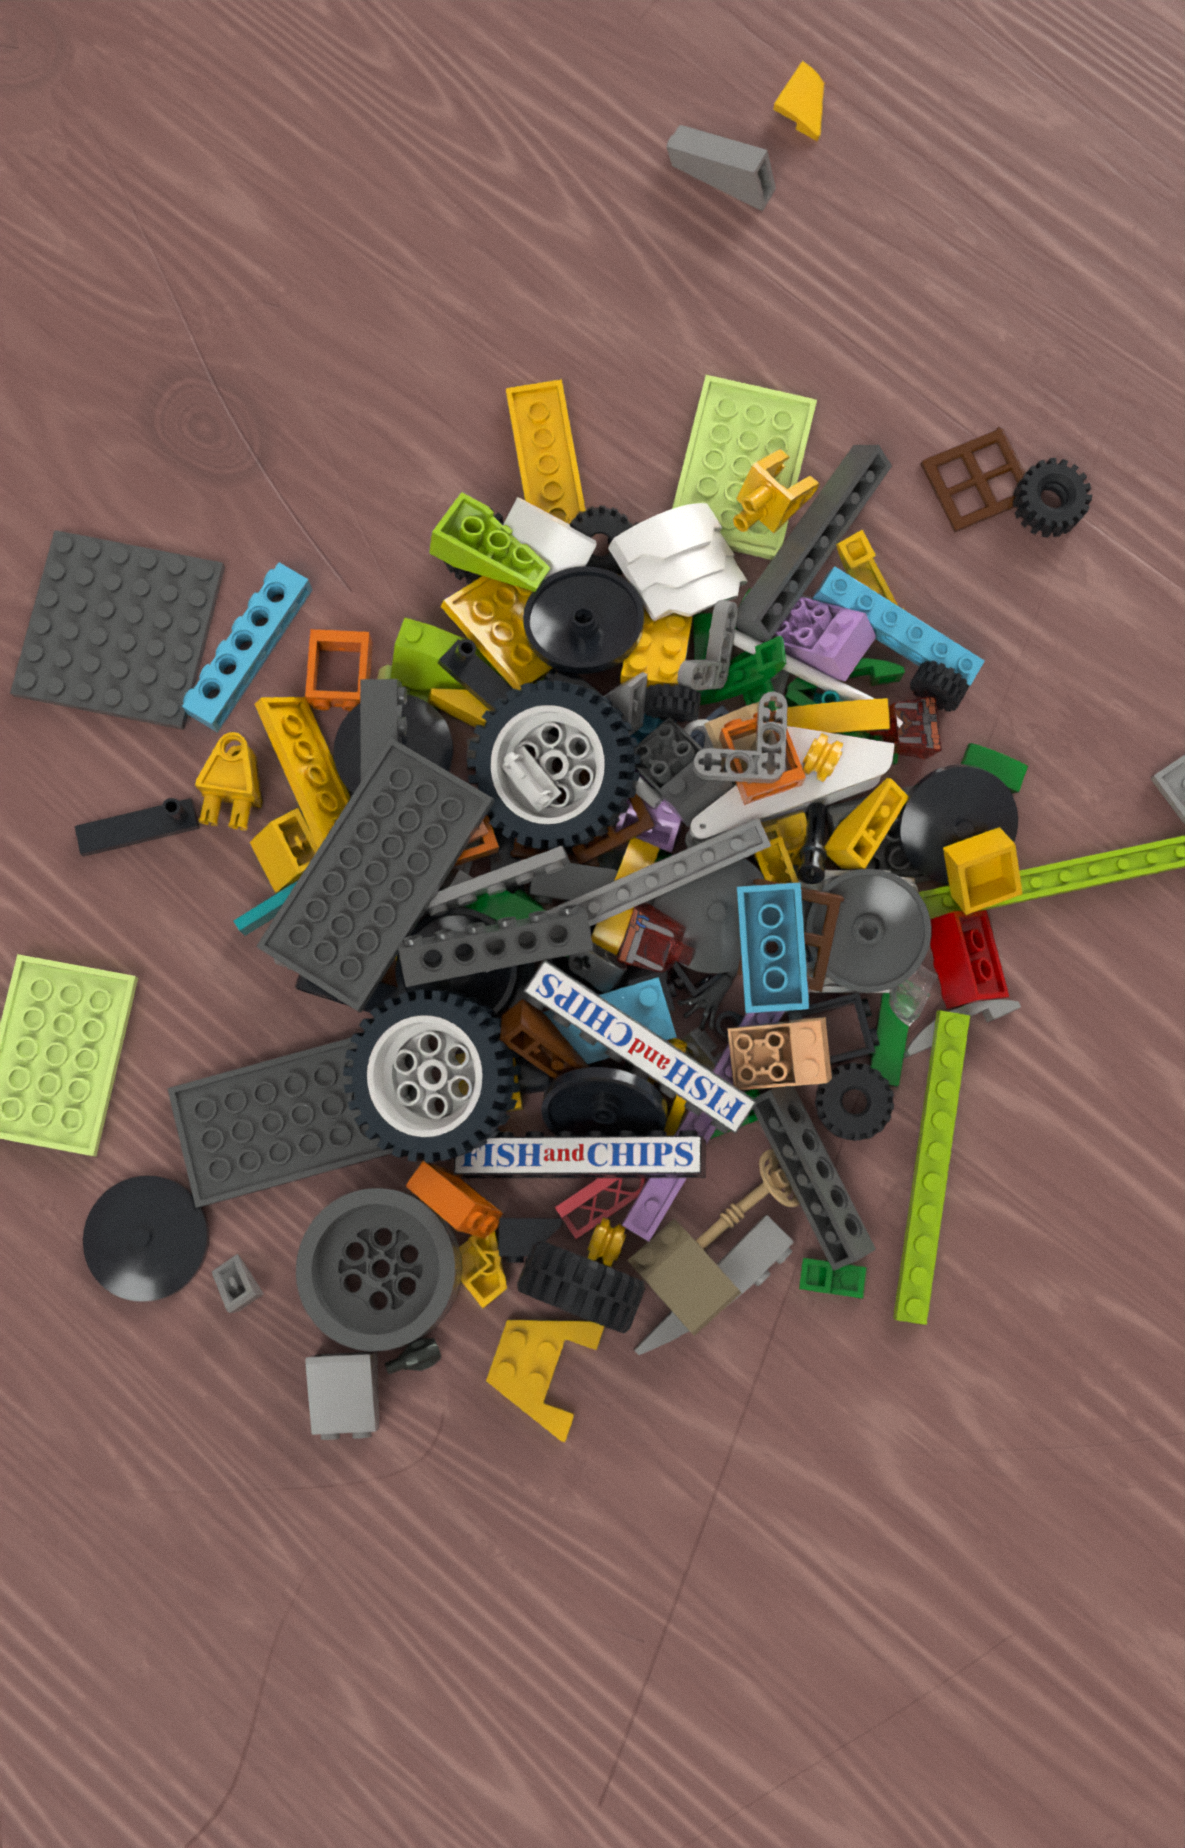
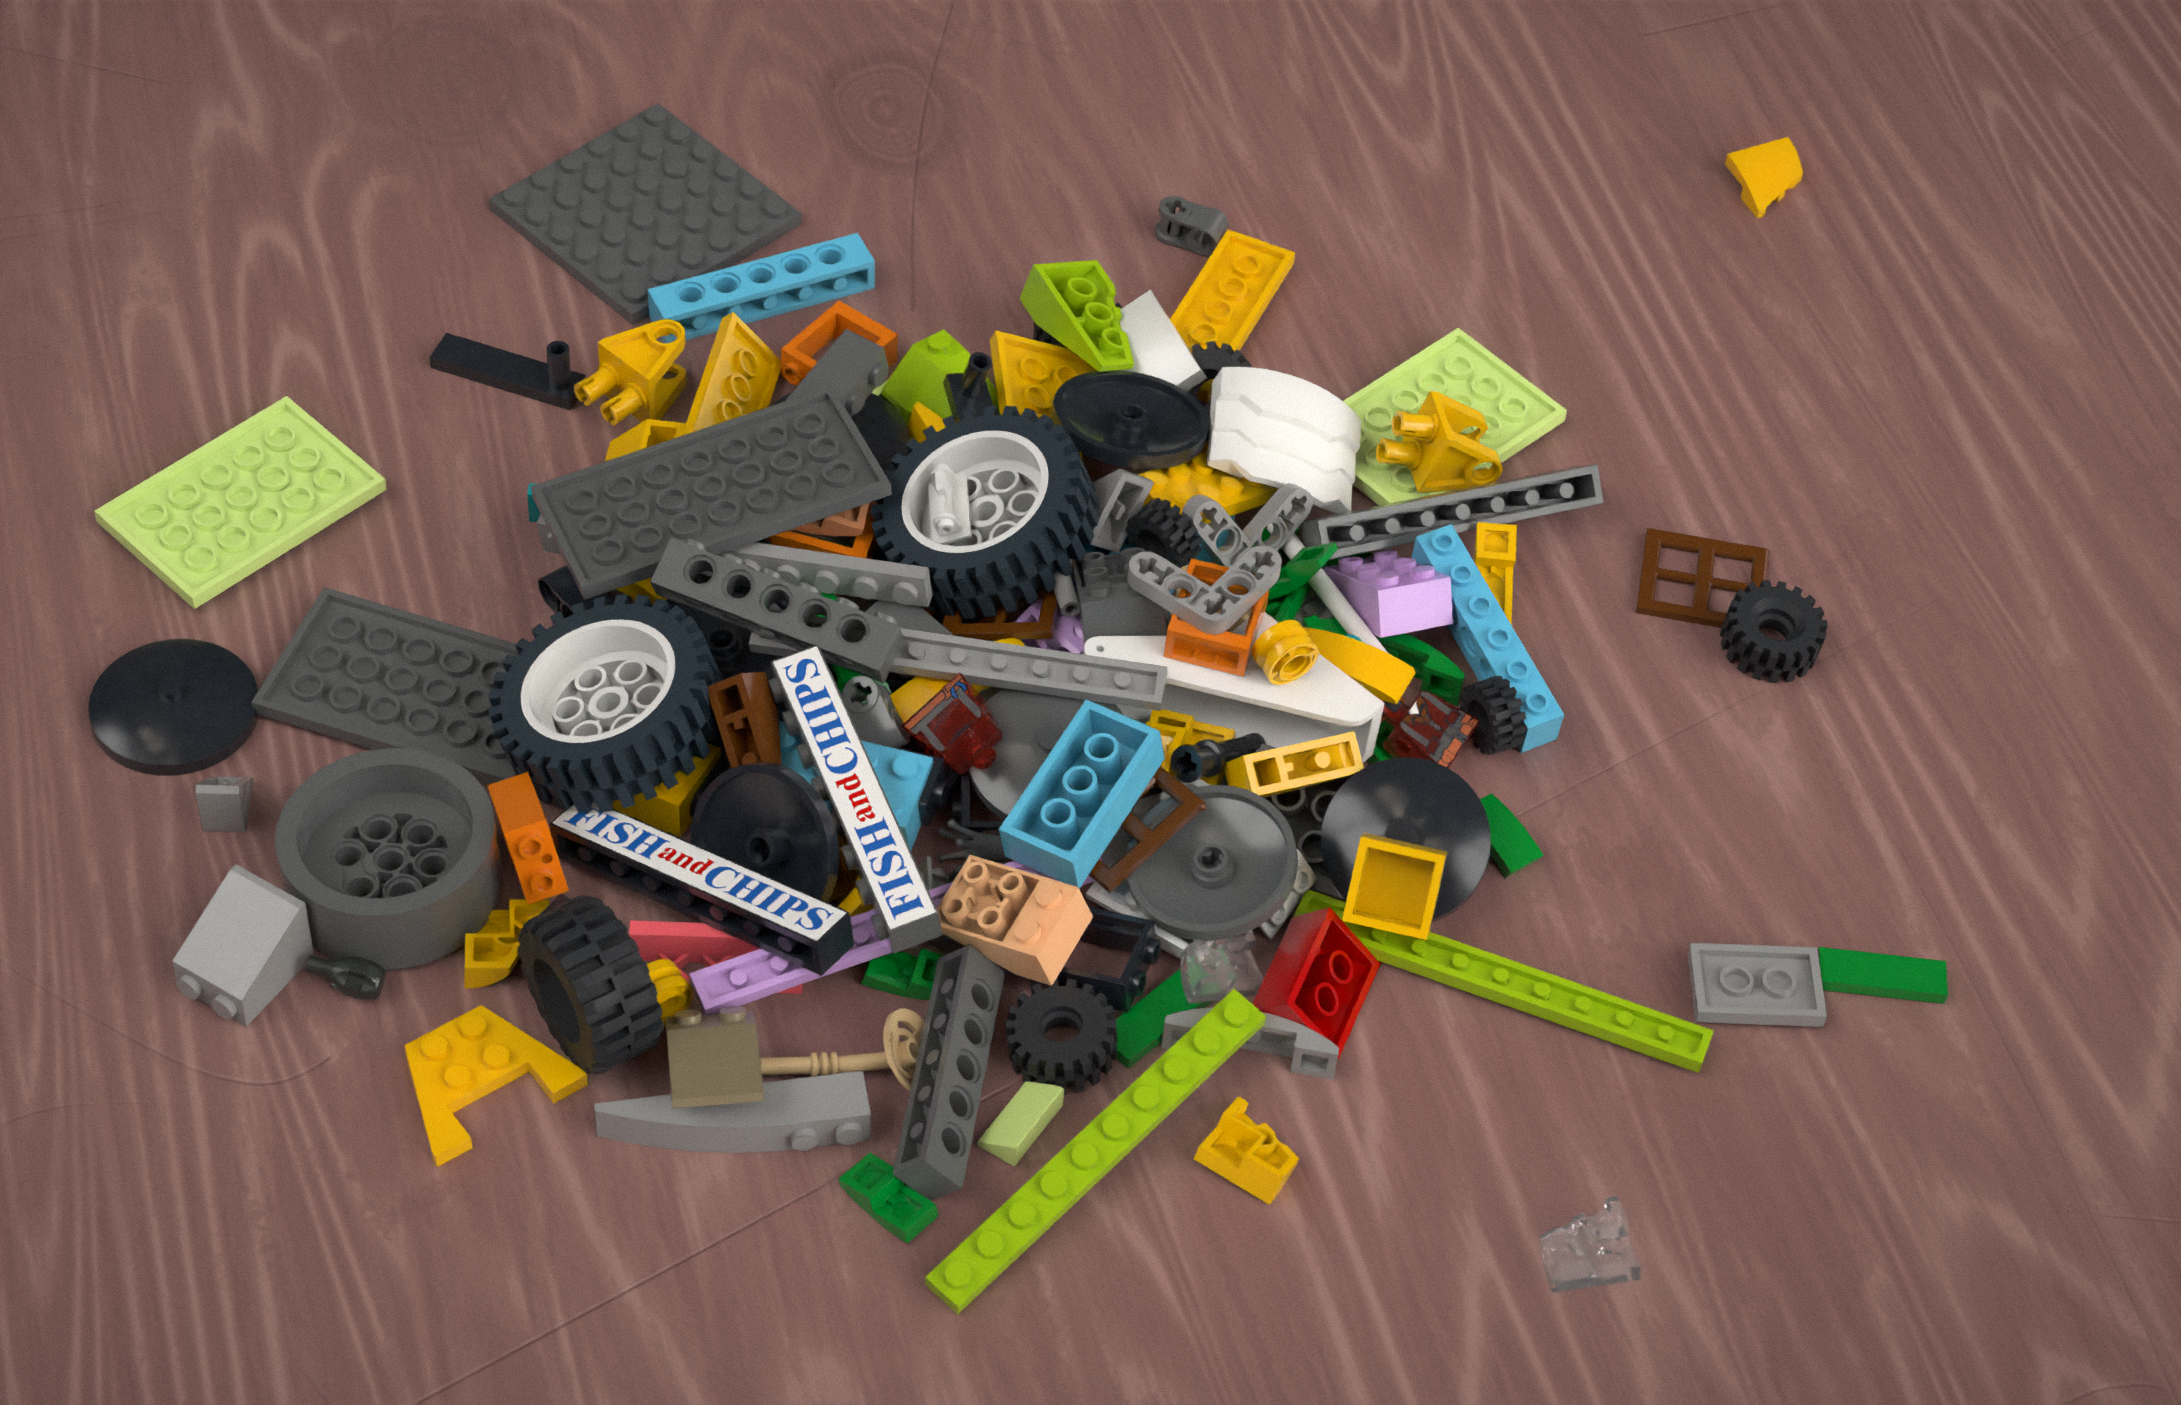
camera: 30 degrees right, 30 degrees down
(480, 399) = (1192, 227): none -> dark grey piece
(724, 164) = (1630, 176): light grey slope -> none
(868, 1171) = (1022, 1121): none -> yellowish green slope
(1006, 1101) = (1247, 1153): none -> yellow slope

